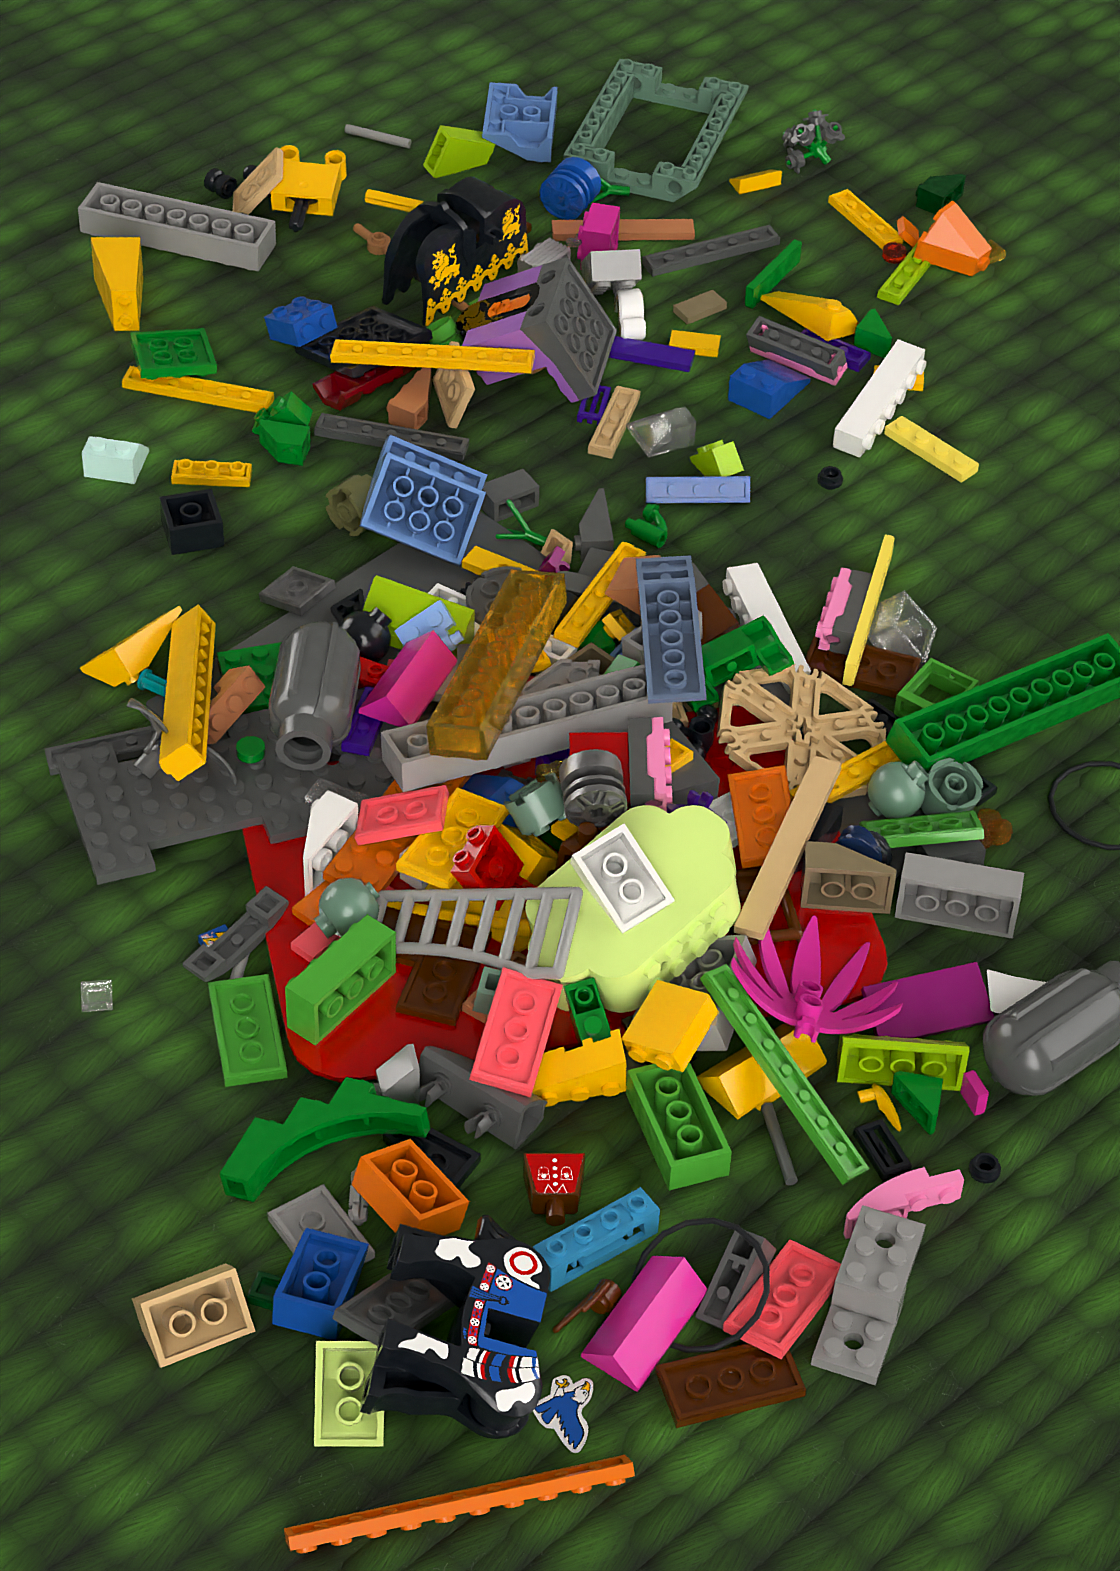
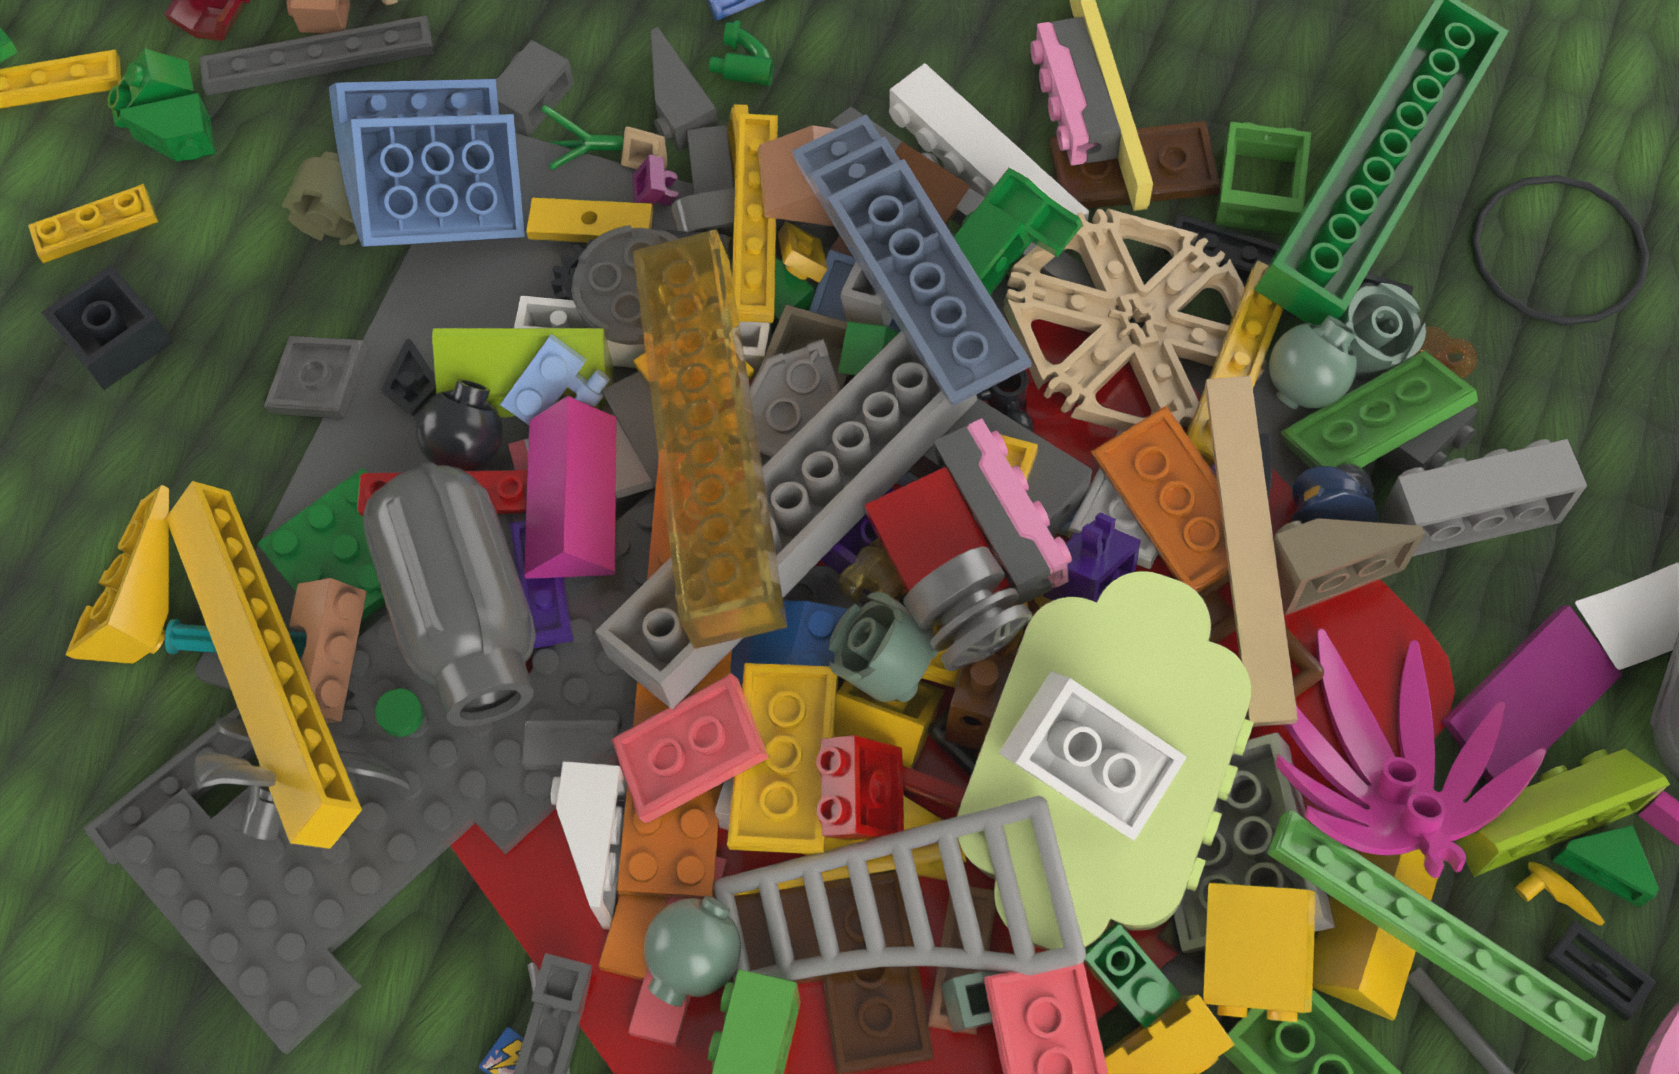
camera: 20 degrees left, 20 degrees up
(902, 627) = (1160, 84): clear slope -> none

